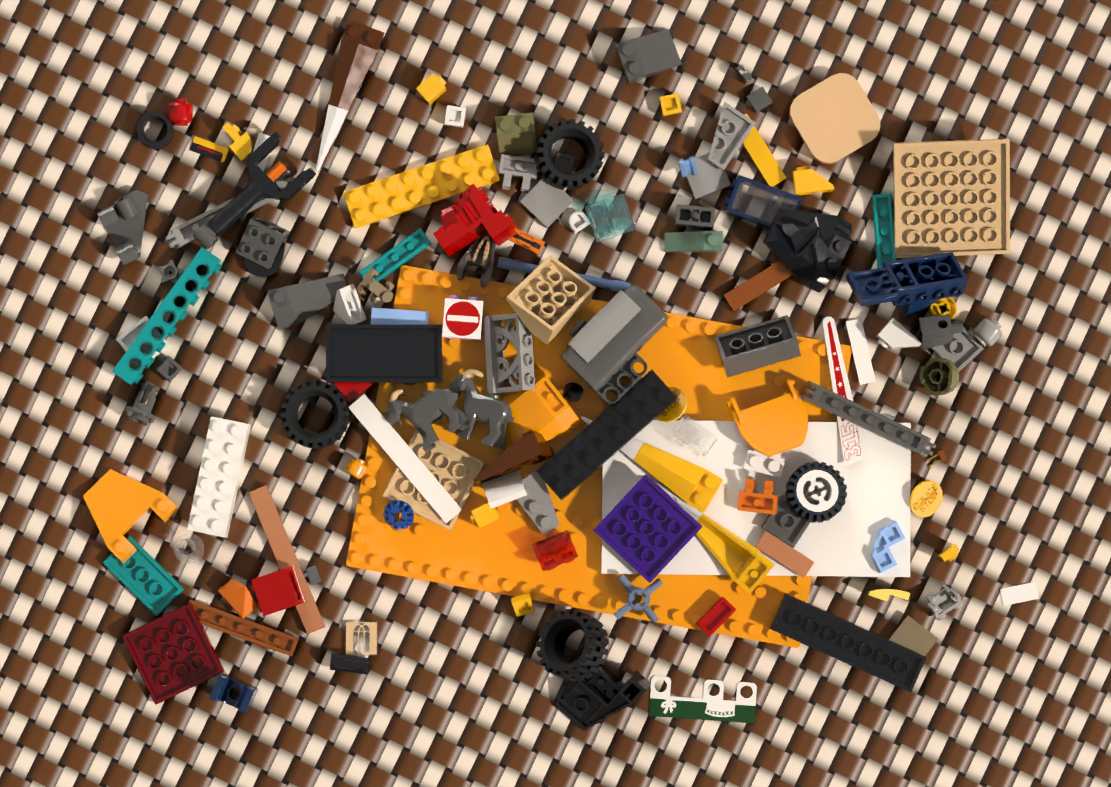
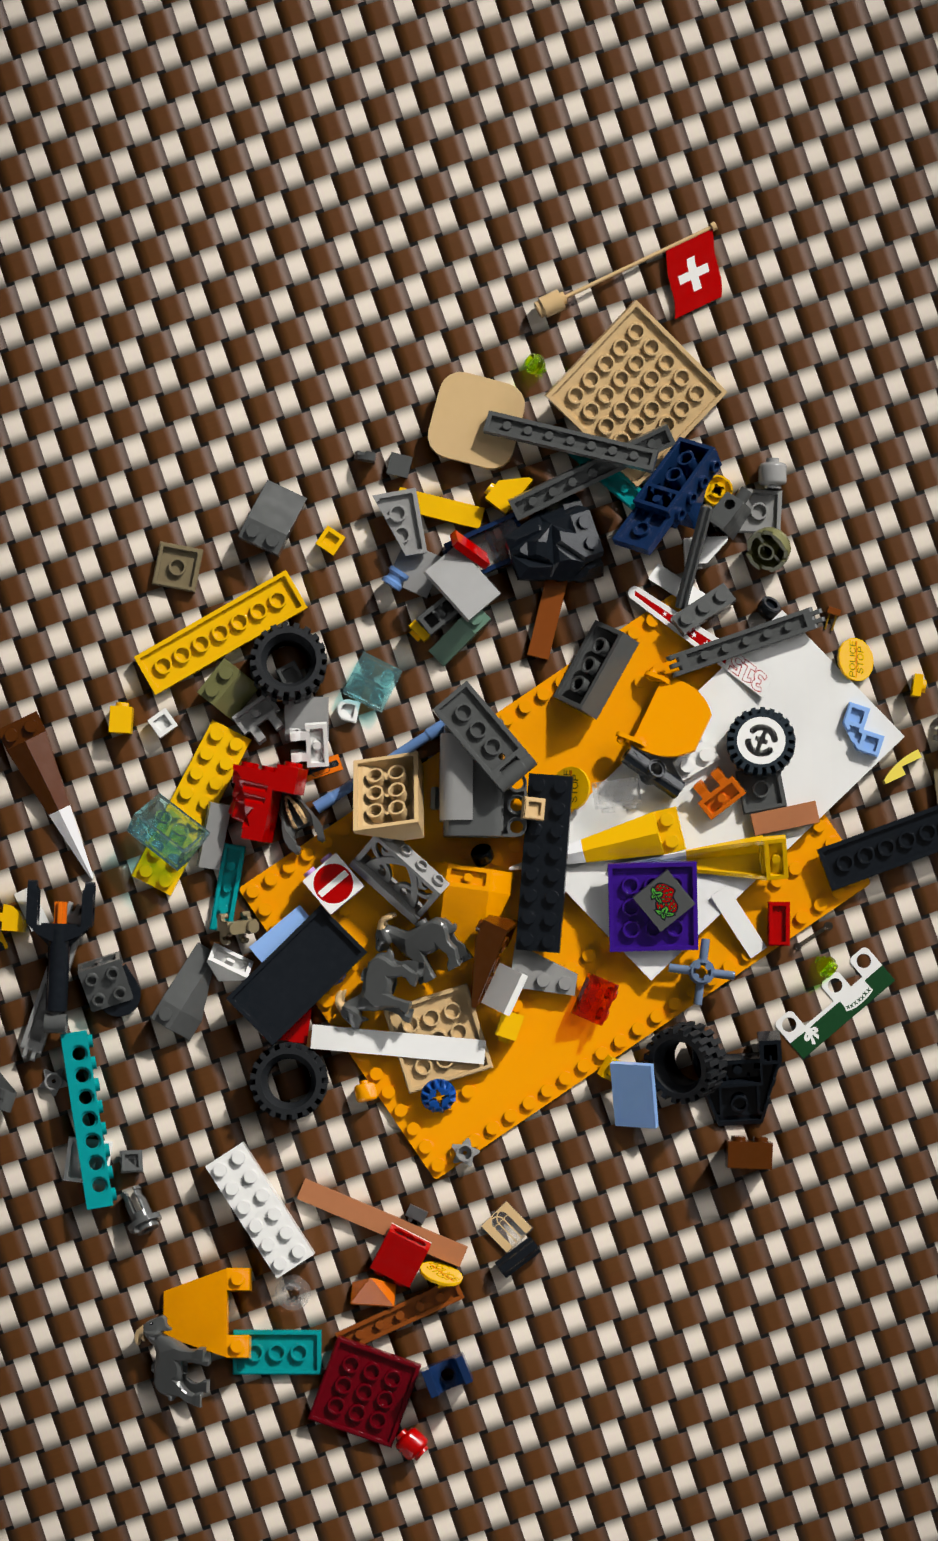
camera: 40 degrees left, 0 degrees up
(71, 518) = (172, 1362): none -> dark grey animal
(170, 714) = (411, 1443): none -> red head
(291, 627) = (441, 1274): none -> yellow piece
(380, 561) = (465, 1146): none -> light grey plate
(391, 185) = (167, 831): none -> clear light blue slope
(417, 217) = (212, 848): none -> light grey tile
(521, 634) = (634, 1094): none -> light blue tile
(537, 222) = (316, 744): none -> white plate
(546, 95) = (220, 632): none -> yellow plate
(556, 741) = (748, 1153): none -> reddish brown brick
(559, 28) = (177, 567): none -> dark tan tile
(632, 393) = (533, 808): none -> tan tile
(646, 318) = (484, 736): none -> dark grey hinge
(658, 531) = (664, 900): none -> dark grey tile
(669, 214) = (418, 632): none -> yellow plate
(692, 590) = (738, 921): none -> white sticker
(719, 672) = (826, 966): none -> clear neon green plate
(726, 210) = (462, 584): none -> light grey tile
(730, 444) = (660, 778): none -> black piece
(745, 648) = (827, 926): none -> clear smoke hinge
(751, 194) = (469, 549): none -> red tile
(861, 374) = (703, 609): none -> dark grey plate
(876, 220) = (582, 476): none -> dark grey plate
(881, 188) = (571, 441): none -> dark grey plate
(888, 335) = (693, 556): none -> dark grey axle
(903, 413) = (768, 608): none -> black tile
(906, 119) = (535, 364): none -> clear neon green plate
(1059, 157) = (690, 272): none -> red flag

